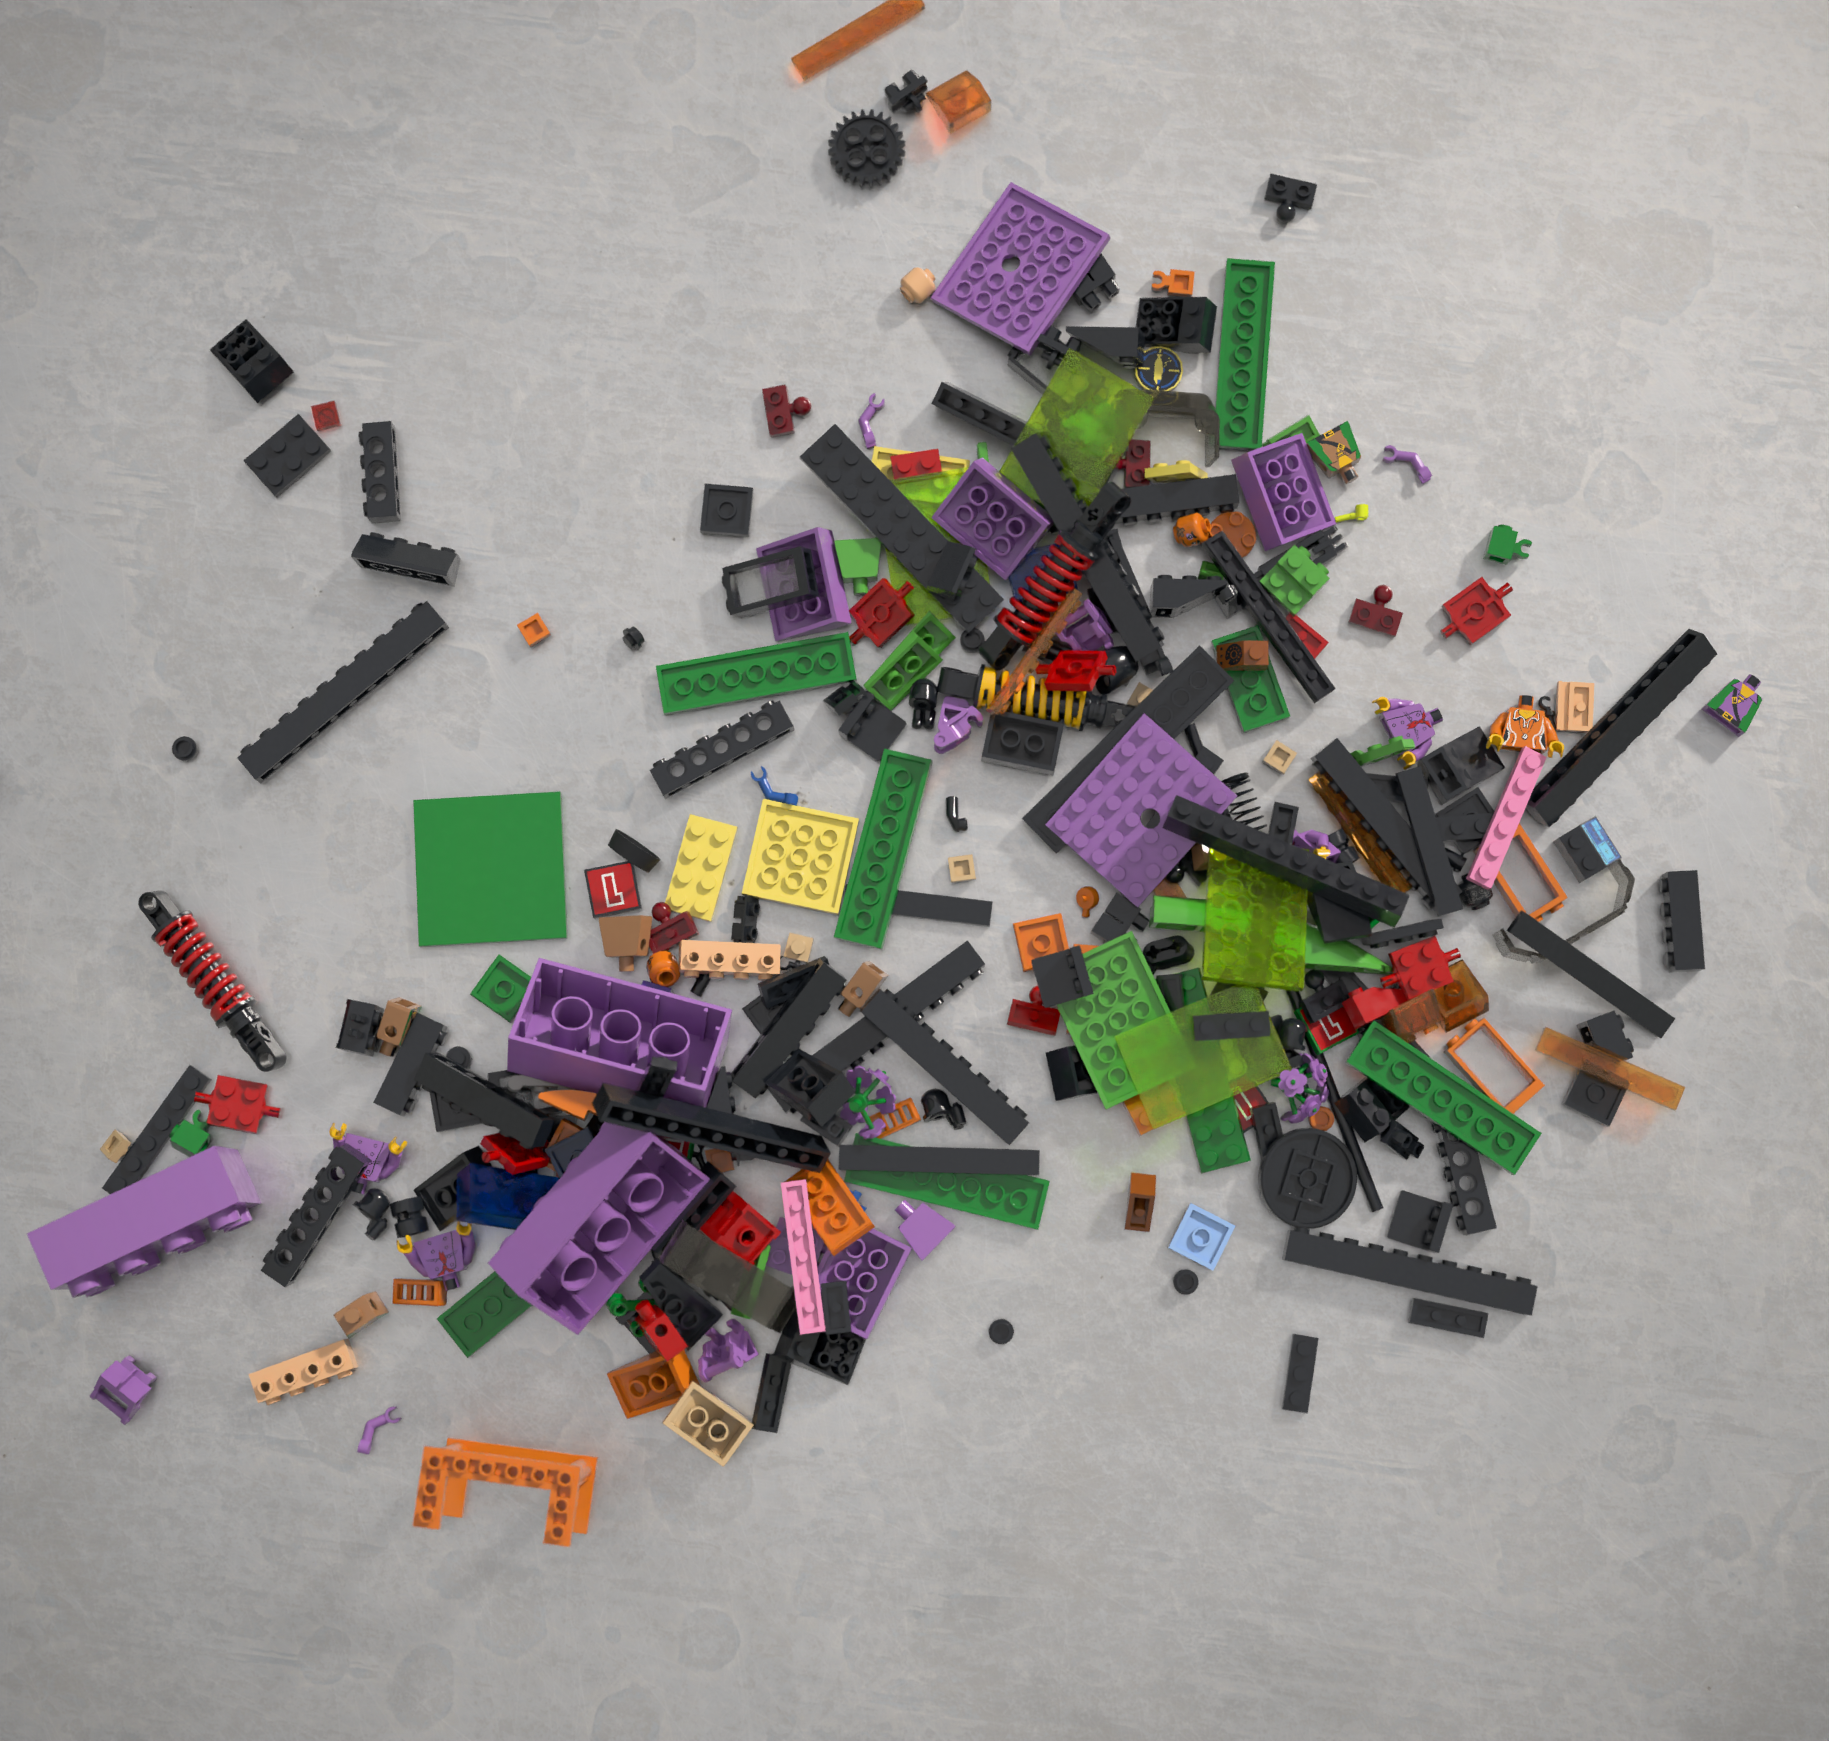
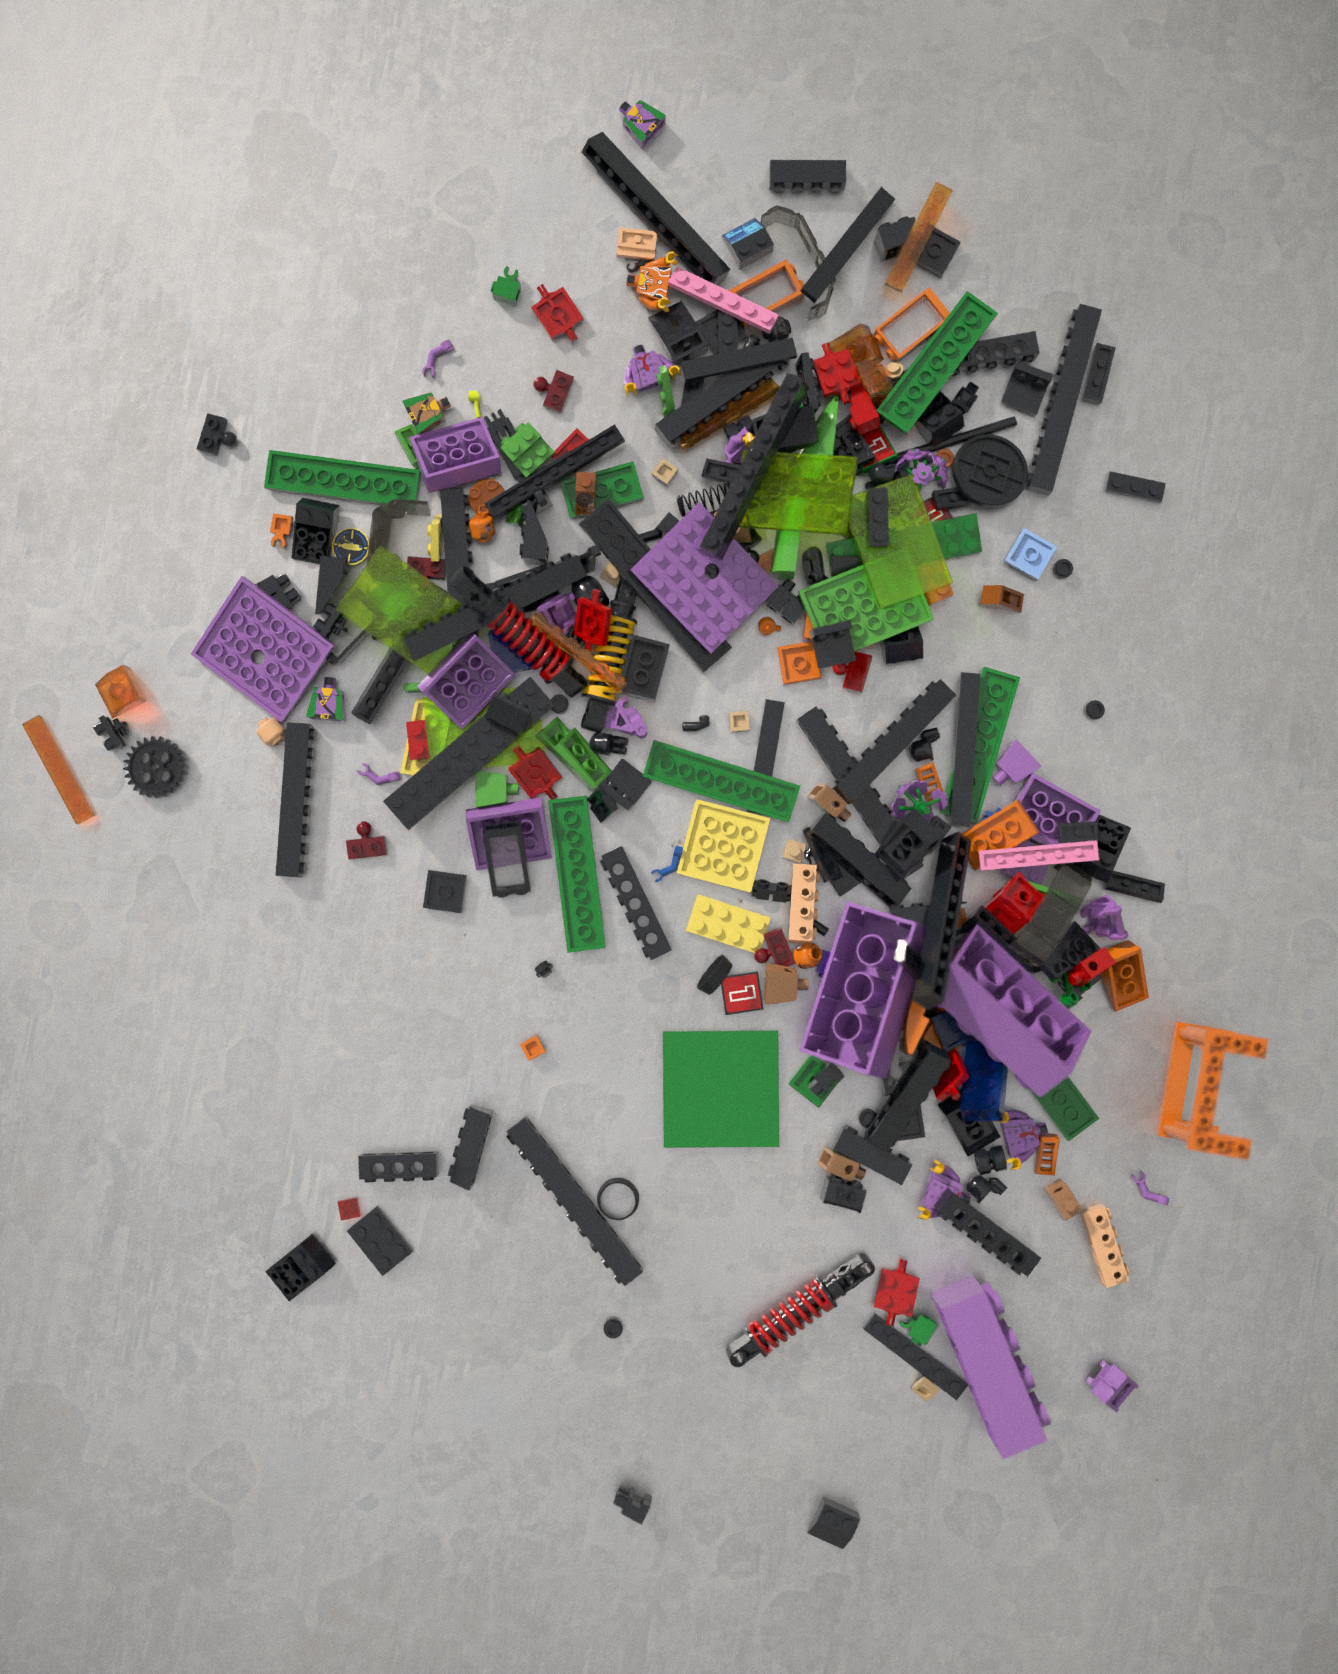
camera: 90 degrees left, 5 degrees up
(363, 762) = (622, 1181): none -> black tyre
(504, 993) = (824, 1076): none -> black hips
(708, 1423) = (1159, 933): tan slope -> none
(833, 318) = (294, 800): none -> black brick
(958, 352) = (327, 702): none -> torso
(1432, 1047) = (894, 370): none -> tan plate

